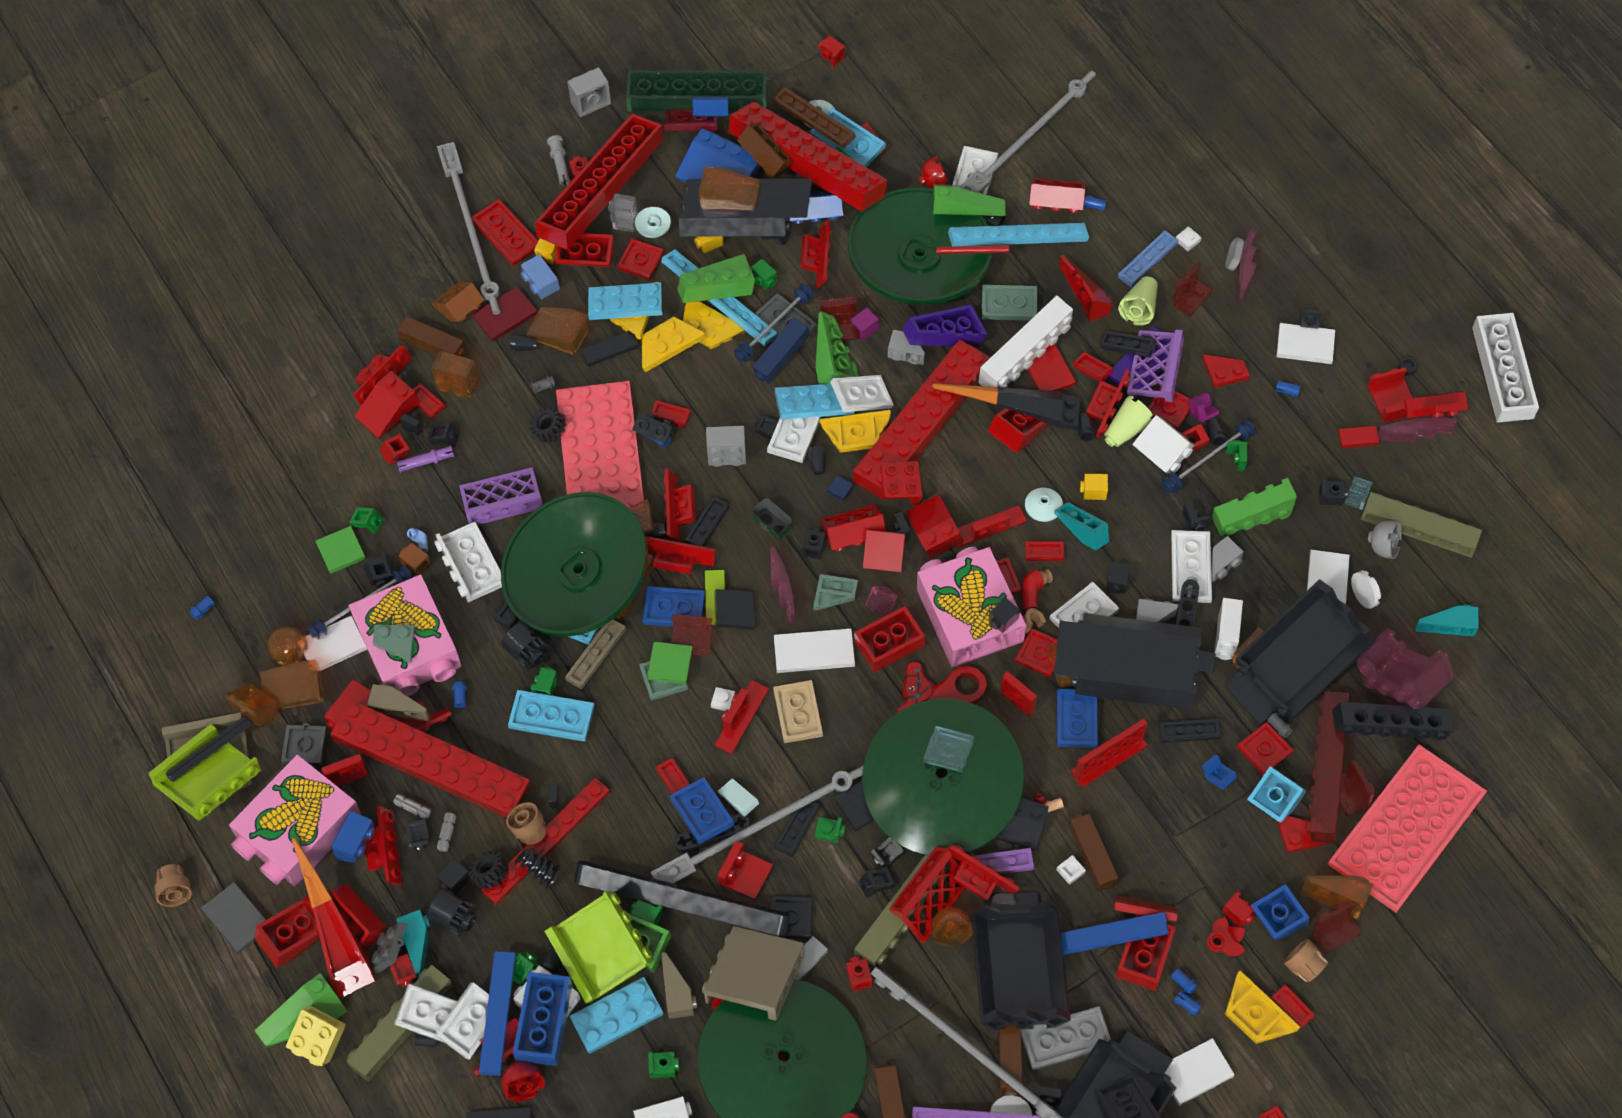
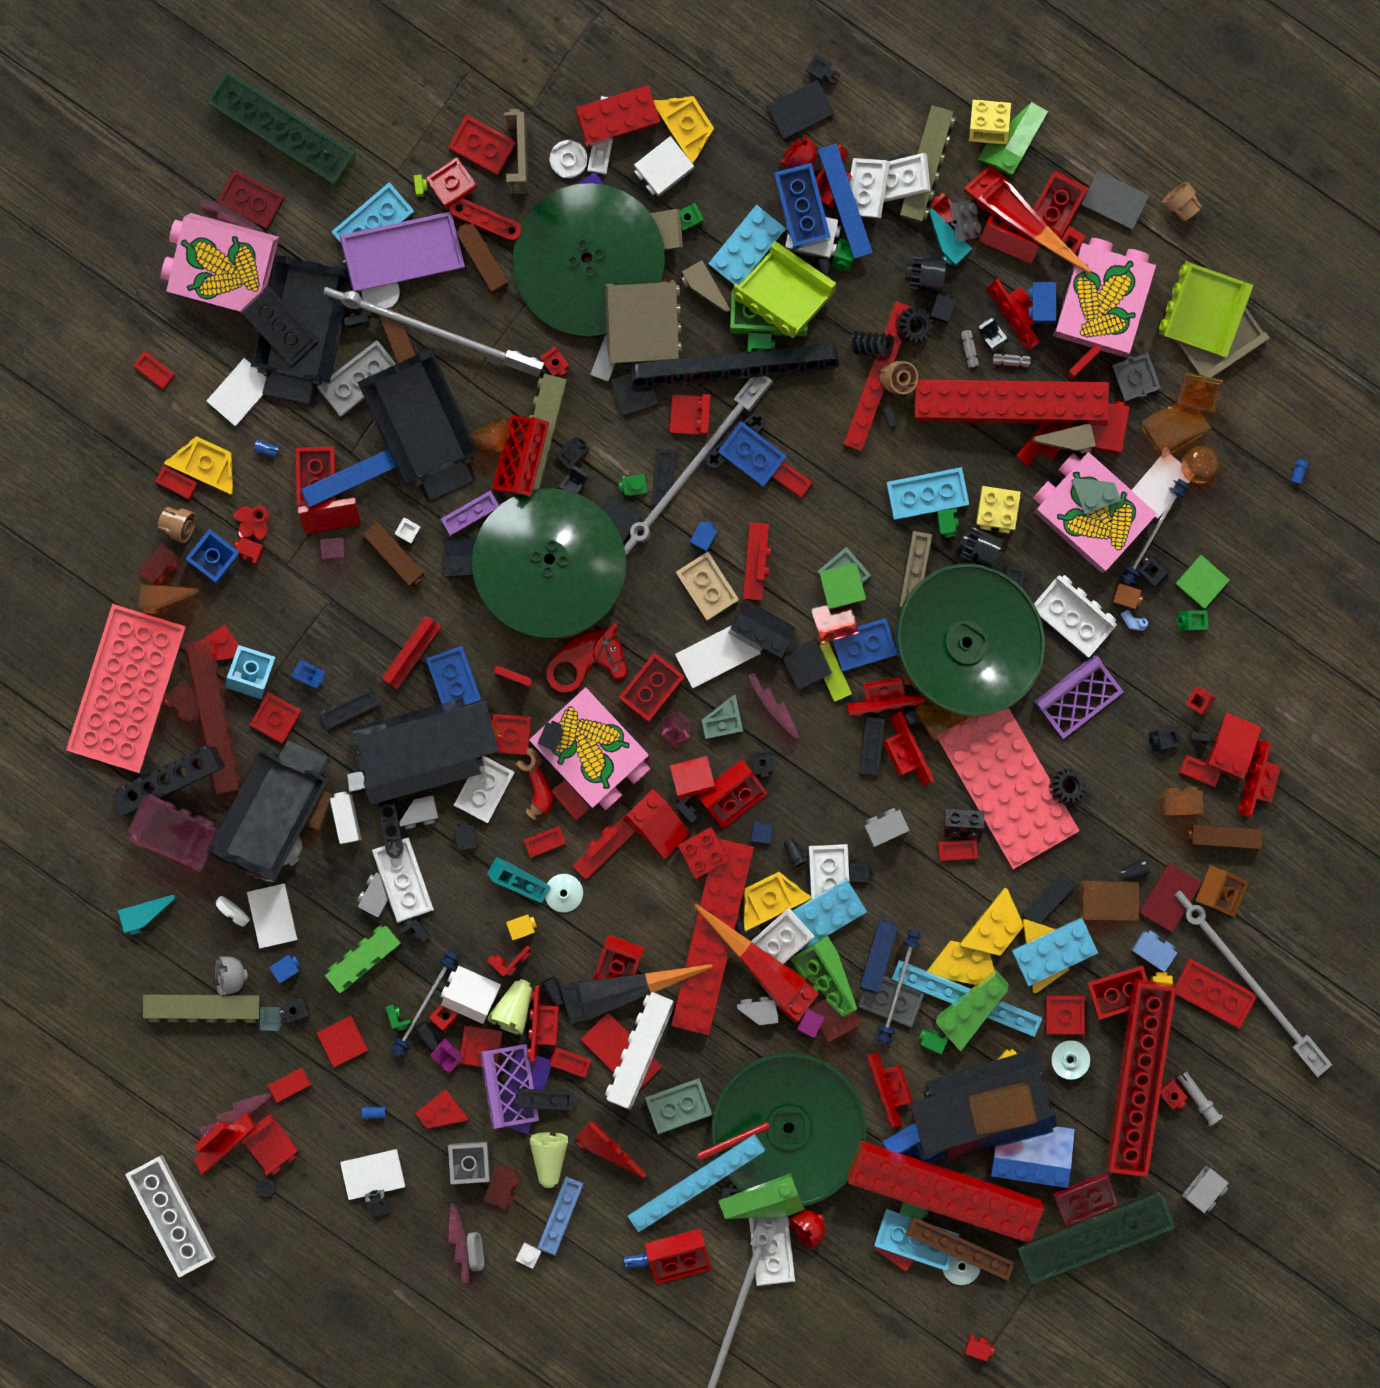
camera: 155 degrees right, 25 degrees up
(208, 749) = (1216, 332): black axle -> none
(293, 888) = (1073, 236): none -> red brick
(424, 459) = (1165, 709): medium lavender pin -> none
(459, 694) = (1020, 481): blue pin -> none
(492, 675) = (998, 509): none -> light yellow brick
(543, 384) = (1094, 832): dark grey pin -> none
(623, 212) = (1103, 1054): clear brick -> none
(685, 1059) = (669, 227): none -> dark tan tile
(710, 106) = (1071, 1218): blue tile -> none
(722, 699) = (780, 572): white plate -> none
(738, 797) = (726, 481): light aqua tile -> none
(763, 651) = (762, 630): none -> black slope
(764, 150) = (988, 1175): reddish brown brick -> none
(768, 507) = (811, 766): dark grey piece -> none
(781, 756) = (704, 535): none -> blue brick
(876, 357) = (781, 983): none -> red plate
(945, 328) = (722, 1045): dark purple wedge -> none
(948, 749) = (549, 578): clear light blue tile -> none
(977, 876) = (487, 485): red bracket -> none
(1053, 805) = (451, 584): light nougat arm -> none
(1120, 453) = (499, 963): none -> red bracket
(1153, 880) = (332, 548): none -> clear pink panel
(1184, 981) = (275, 467): blue pin -> none
(1215, 318) = (469, 1162): none -> light grey brick
(1280, 725) = (268, 744): dark grey pin -> none
(1296, 454) = (342, 1041): none -> red tile
(1330, 528) = (285, 968): none -> blue brick

